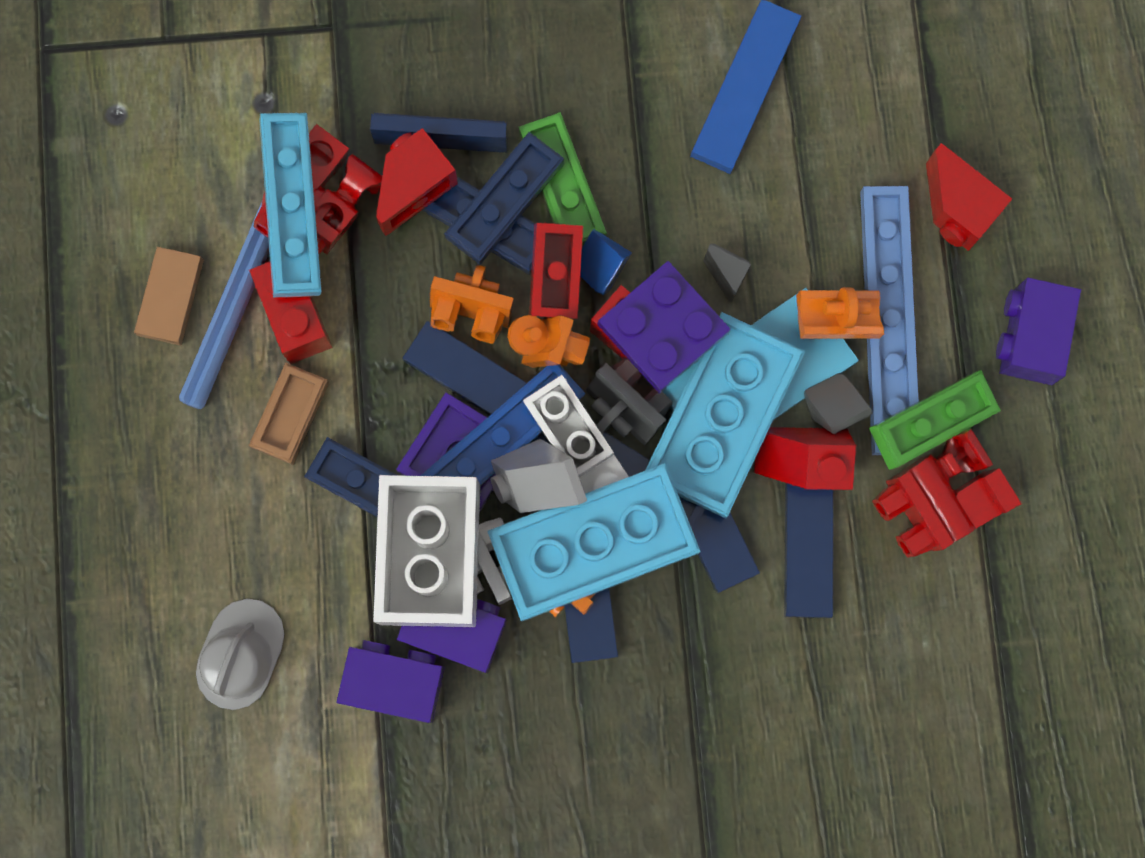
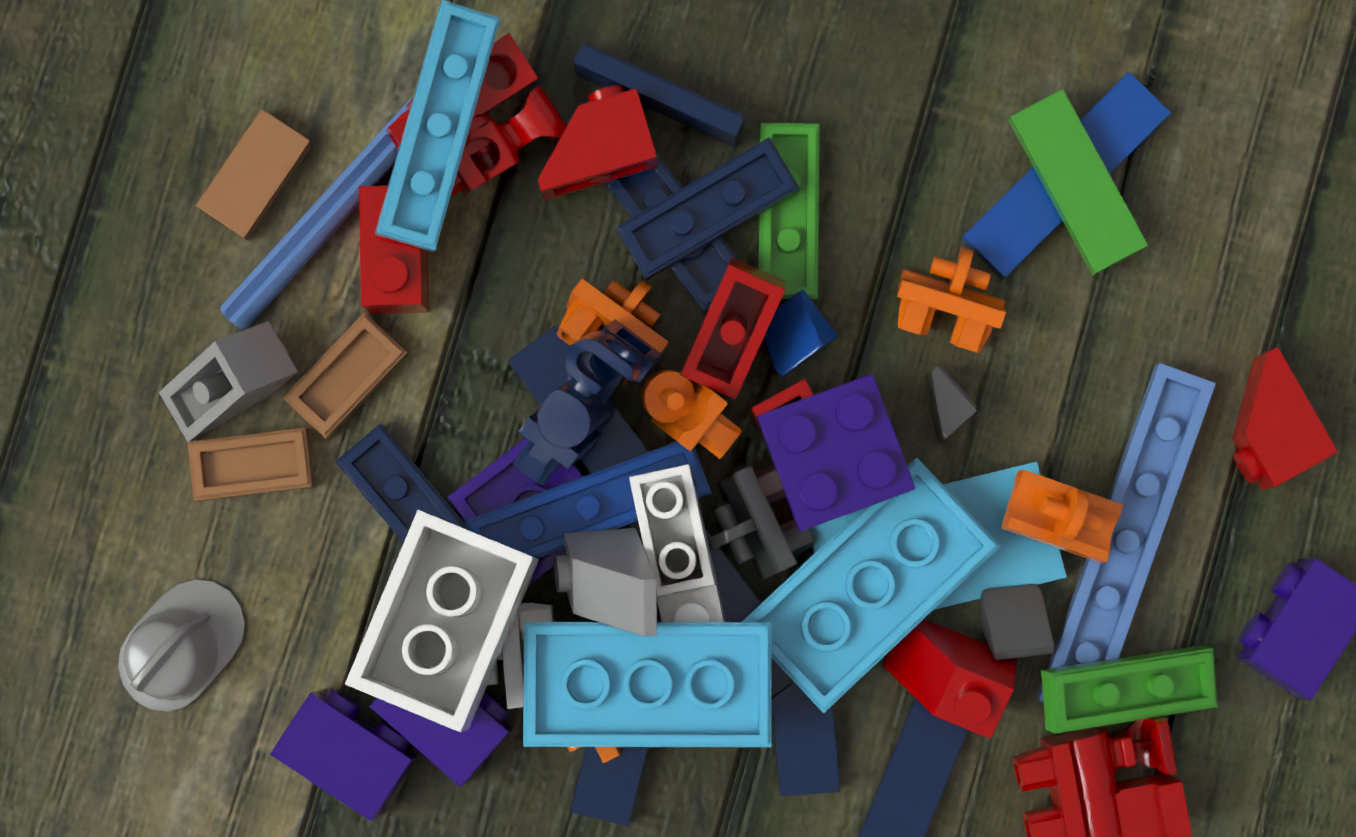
camera: 30 degrees right, 5 degrees up
(203, 447) = (228, 380): none -> light grey slope
(243, 503) = (251, 464): none -> medium nougat tile
(468, 359) = (573, 411): none -> dark blue hips
(722, 201) = (975, 310): none -> orange hips
(756, 84) = (1077, 182): none -> bright green tile

